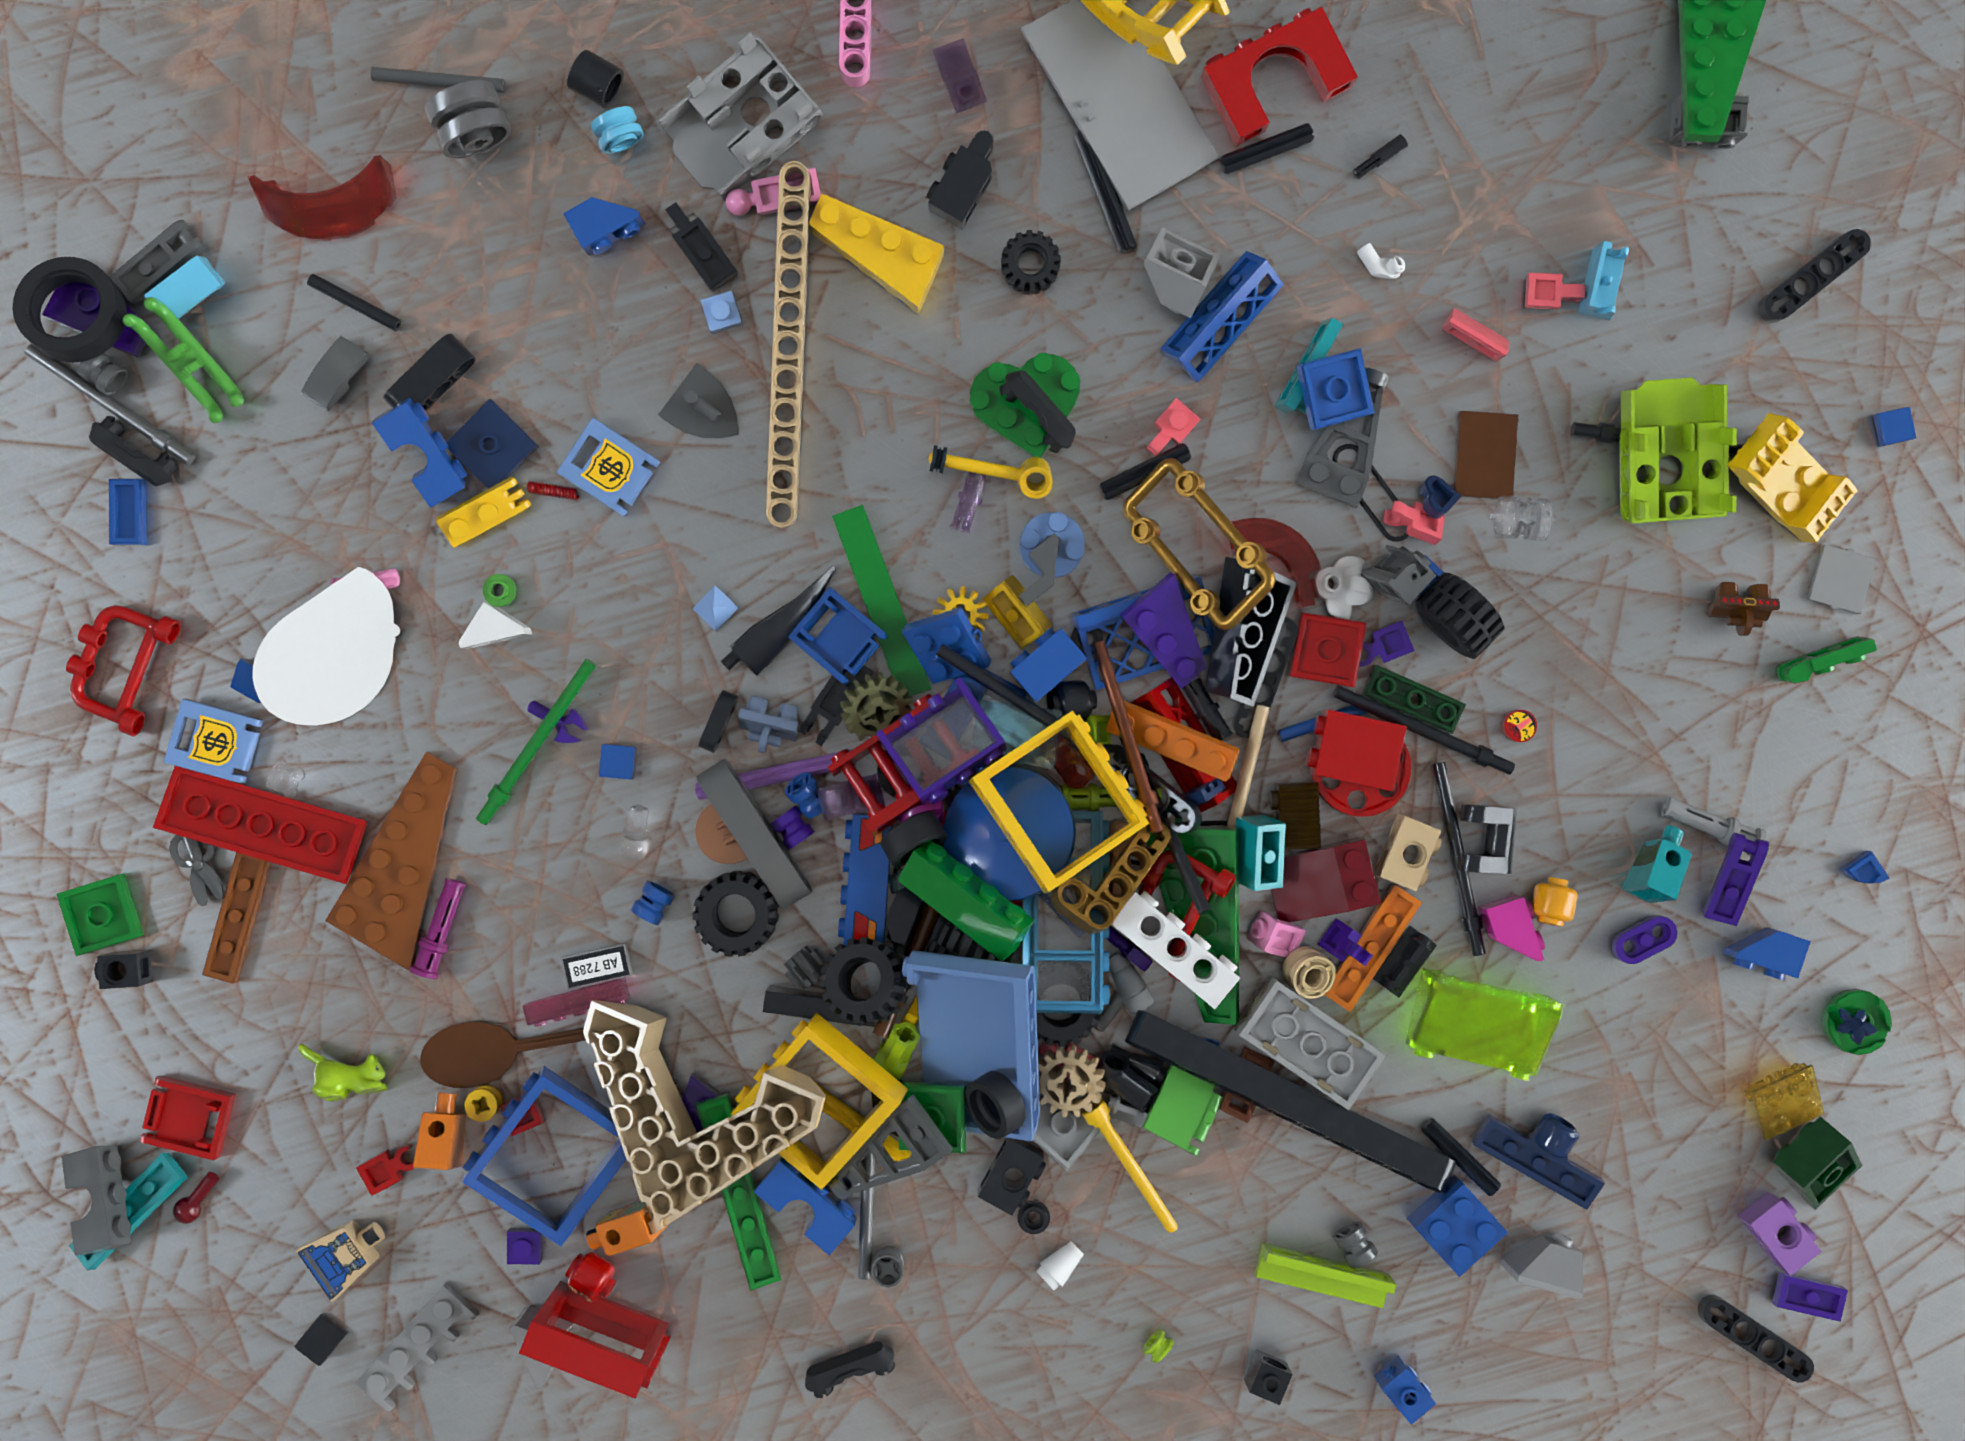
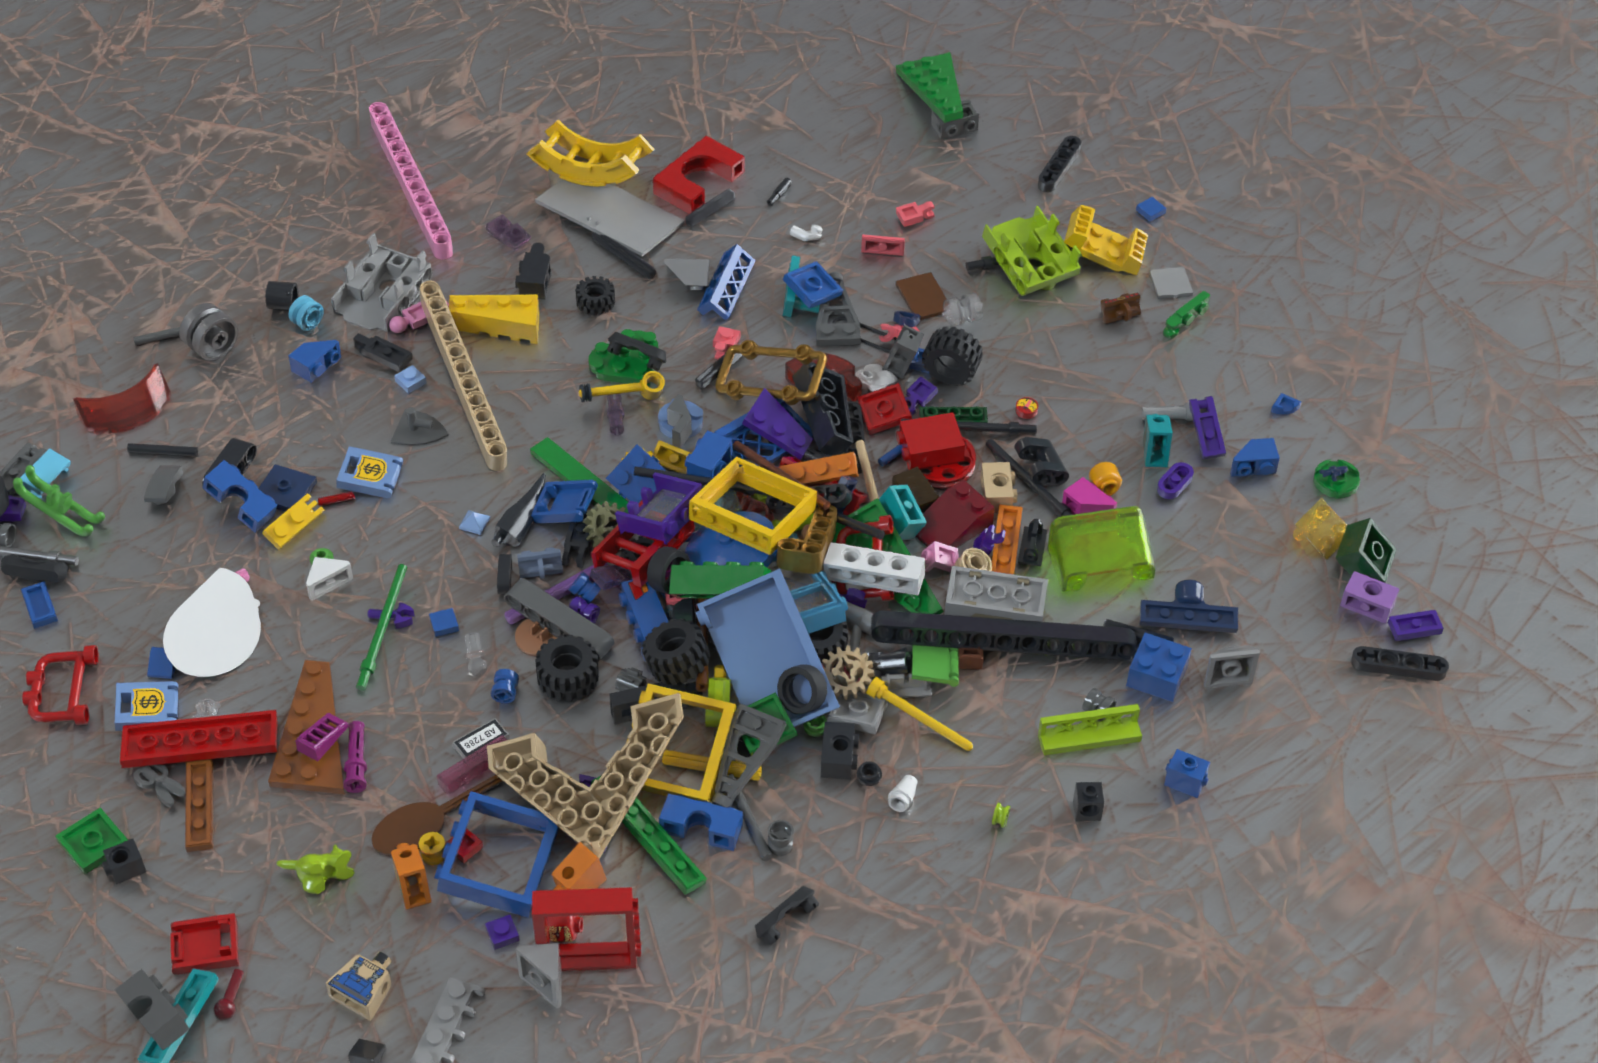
camera: 20 degrees left, 40 degrees down
(379, 910) = (316, 751): none -> magenta slope
(384, 1169) = (374, 919): red plate -> none
(1603, 281) = (940, 197): medium azure hinge -> none

